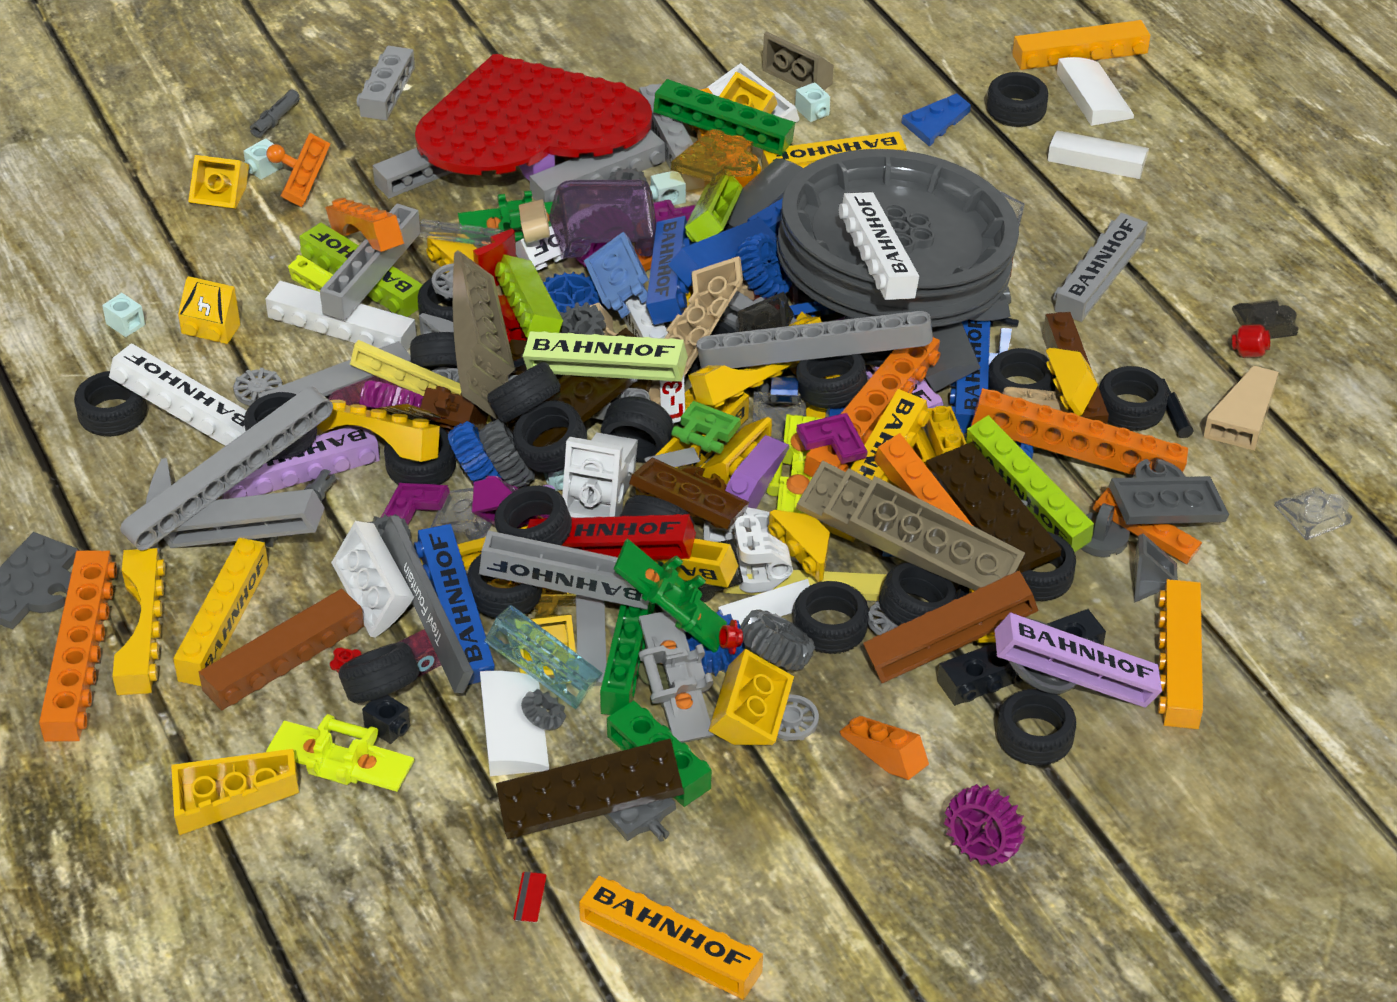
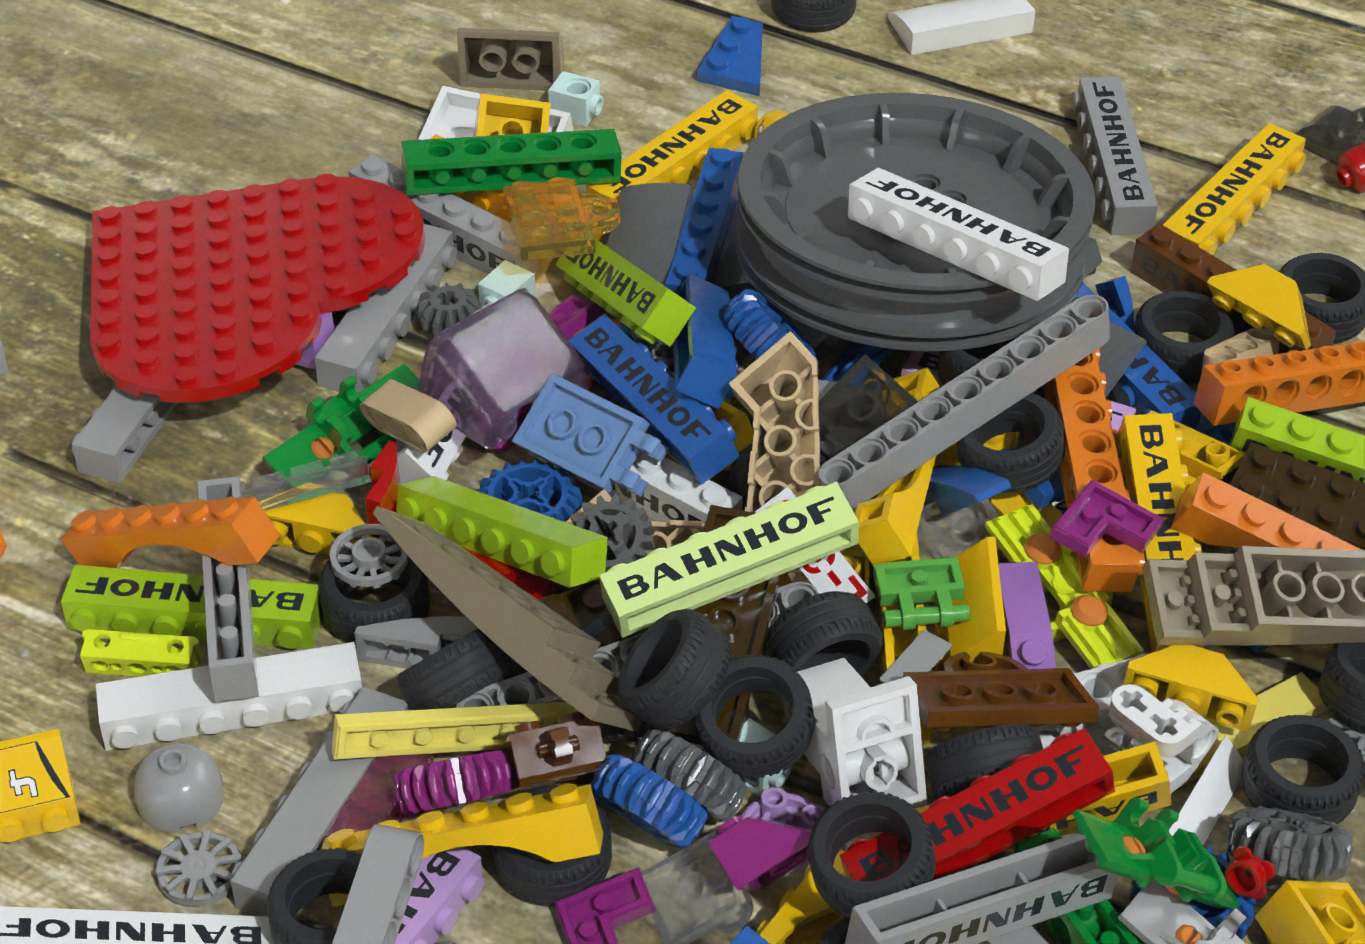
camera: 35 degrees left, 0 degrees up
(280, 347) = (178, 788): none -> light grey cylinder
(1149, 319) = (1239, 188): none -> yellow brick

